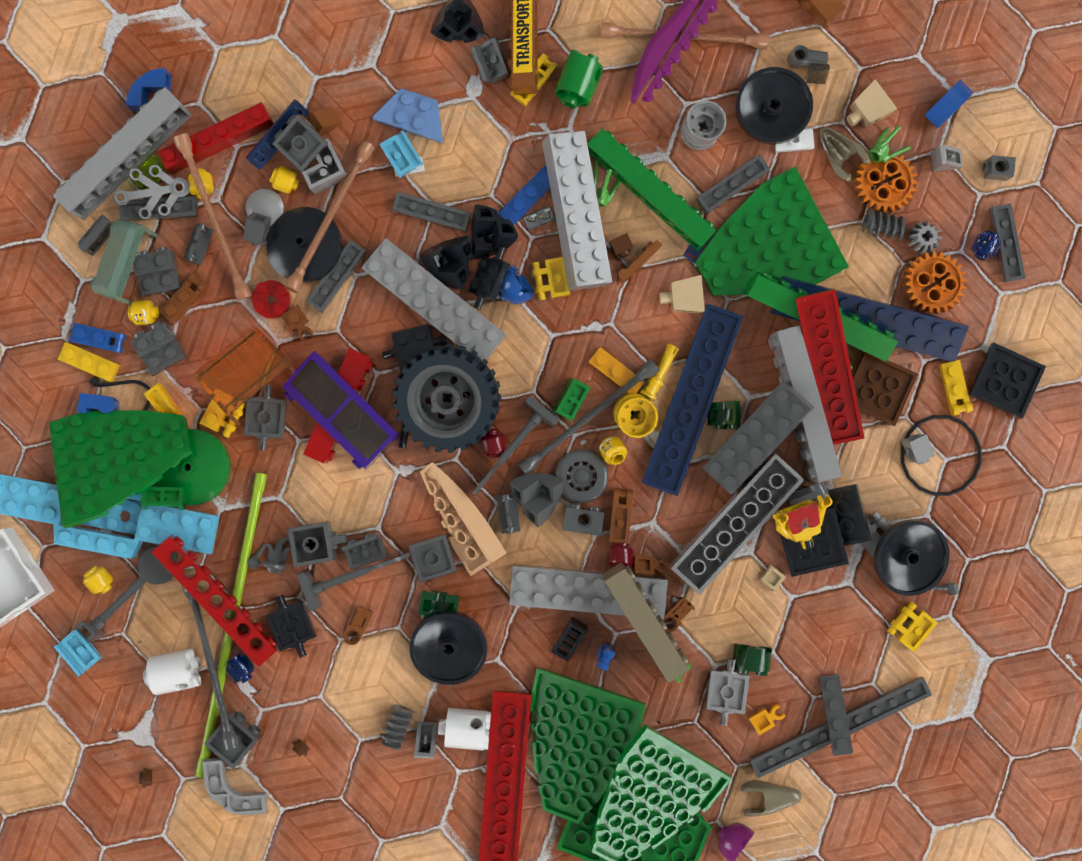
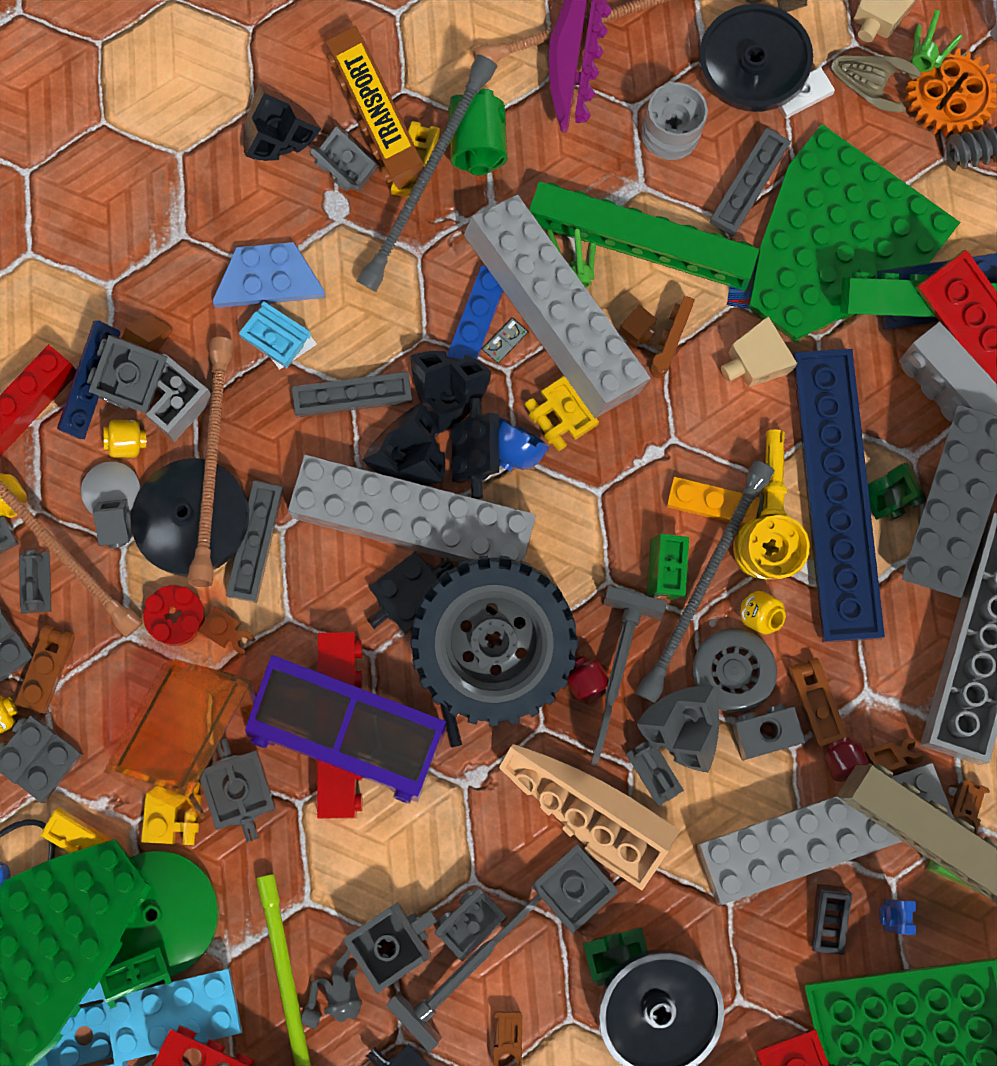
camera: 20 degrees left, 10 degrees down
(593, 45) = (480, 74): none -> dark grey hose

